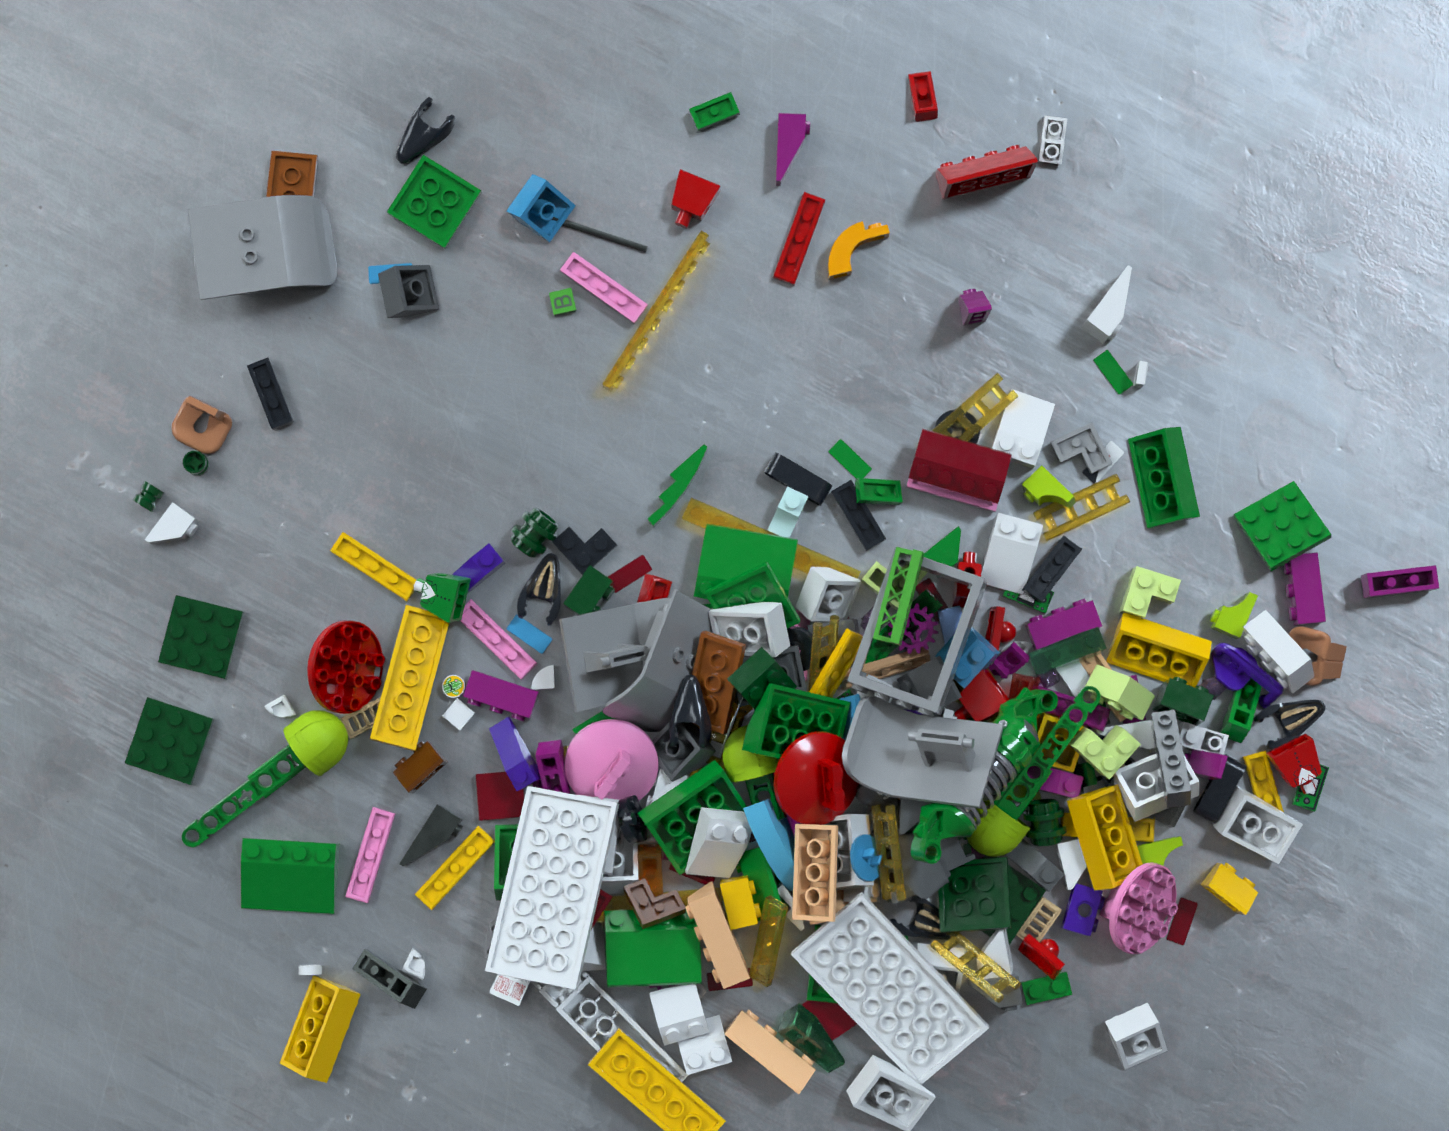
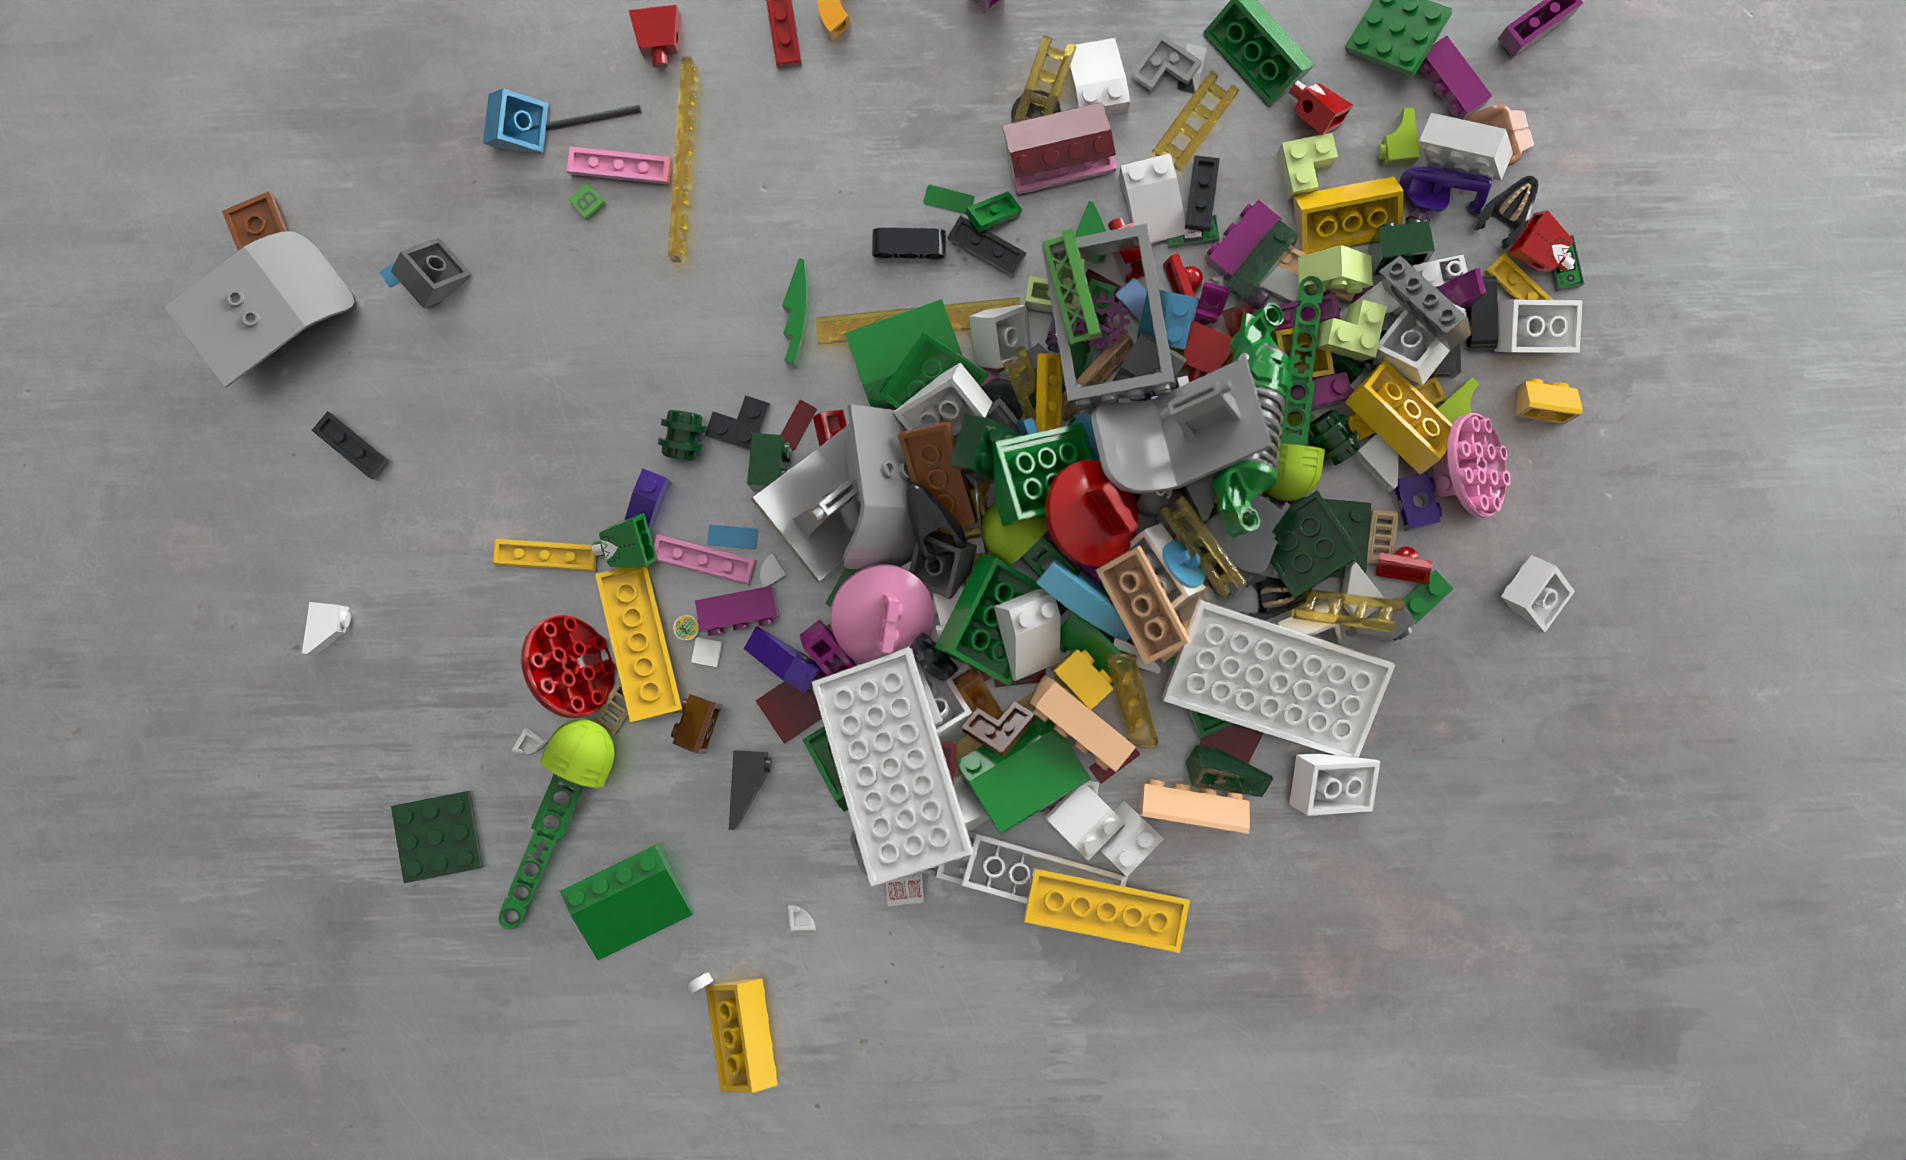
camera: 20 degrees left, 0 degrees up
(148, 496) = (284, 610): dark green wheel -> none
(192, 463) = (308, 550): dark green wheel -> none
(201, 637) = (412, 718): dark green plate -> none
(217, 428) = (317, 509): nougat piece -> none
(370, 855) = (696, 837): bright pink tile -> none
(389, 979) = (783, 948): pearl dark grey slope -> none
(420, 136) = (361, 119): black animal -> none
(434, 202) = (408, 174): green plate -> none
(455, 867) = (786, 803): yellow tile -> none
(543, 585) = (720, 482): black animal -> none
(788, 513) = (917, 279): light aqua arch -> none
(805, 682) = (1027, 426): none -> dark azure tile
(1035, 865) = (1349, 484): dark grey slope -> none
(1044, 488) = (1153, 118): lime arch -> none
(1182, 921) = (1517, 460): dark red sticker -> none
(1184, 553) = (1320, 106): none -> red torso
(1241, 711) = (1460, 226): green slope -> none

